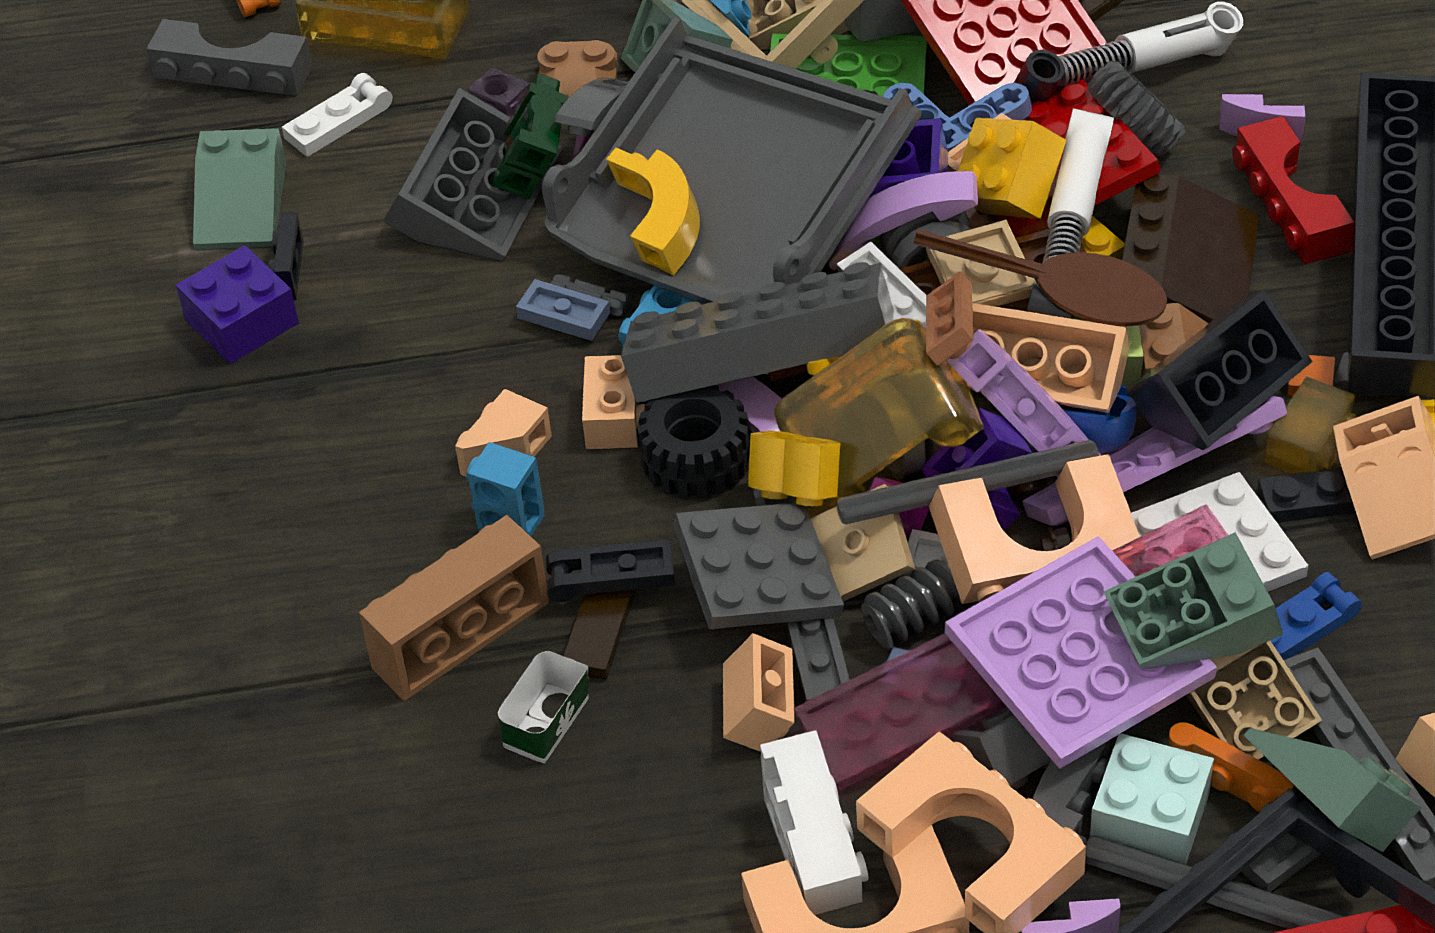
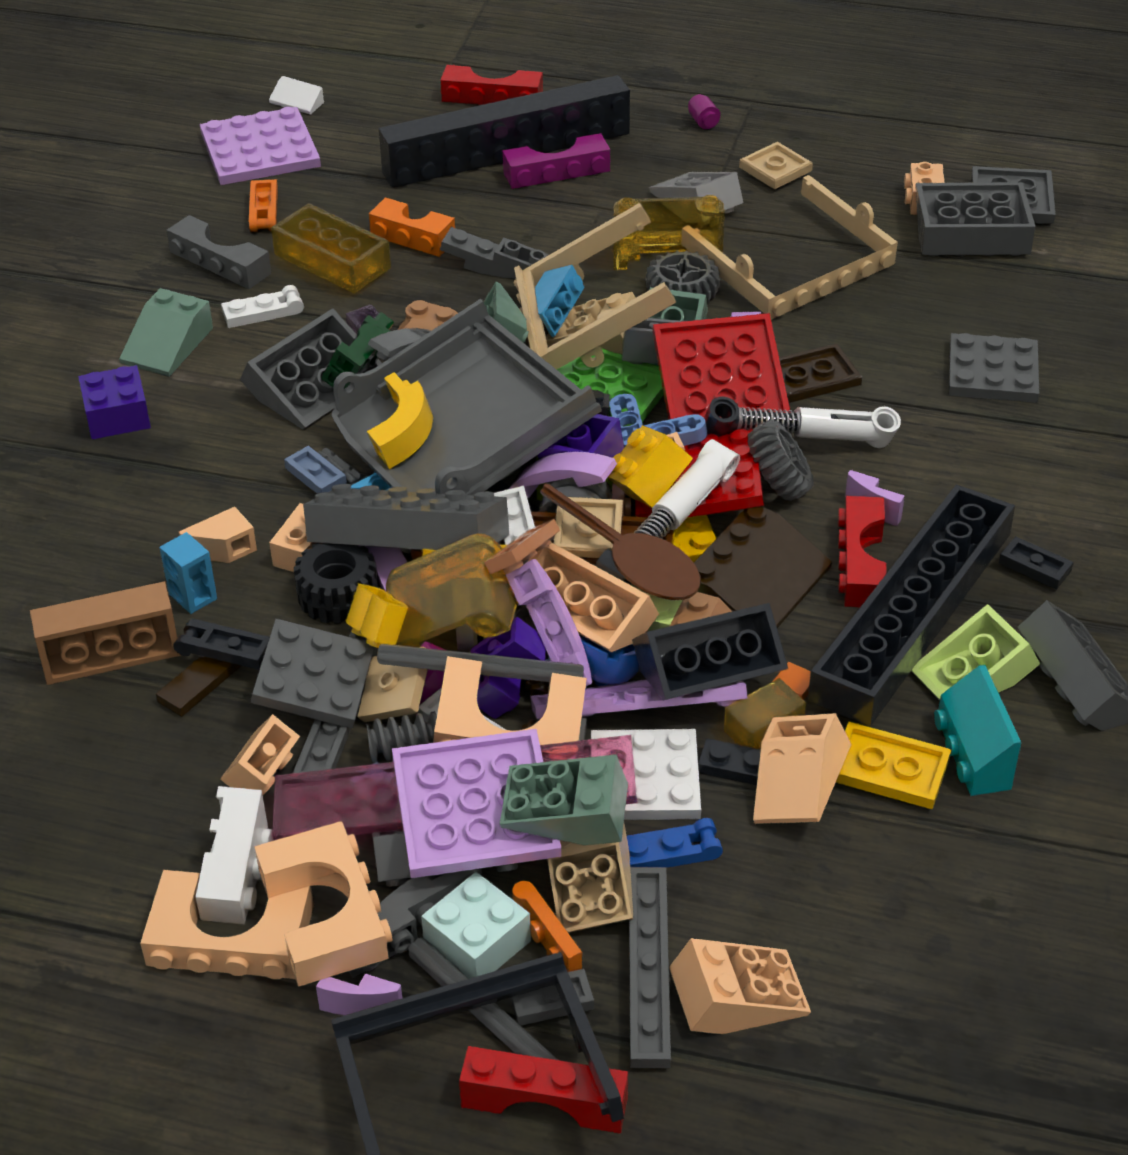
camera: 20 degrees right, 5 degrees down
(288, 249) = (167, 383): black plate -> none
(545, 676) = (134, 707): white piece -> none
(1349, 791) = (601, 970): sand green slope -> none

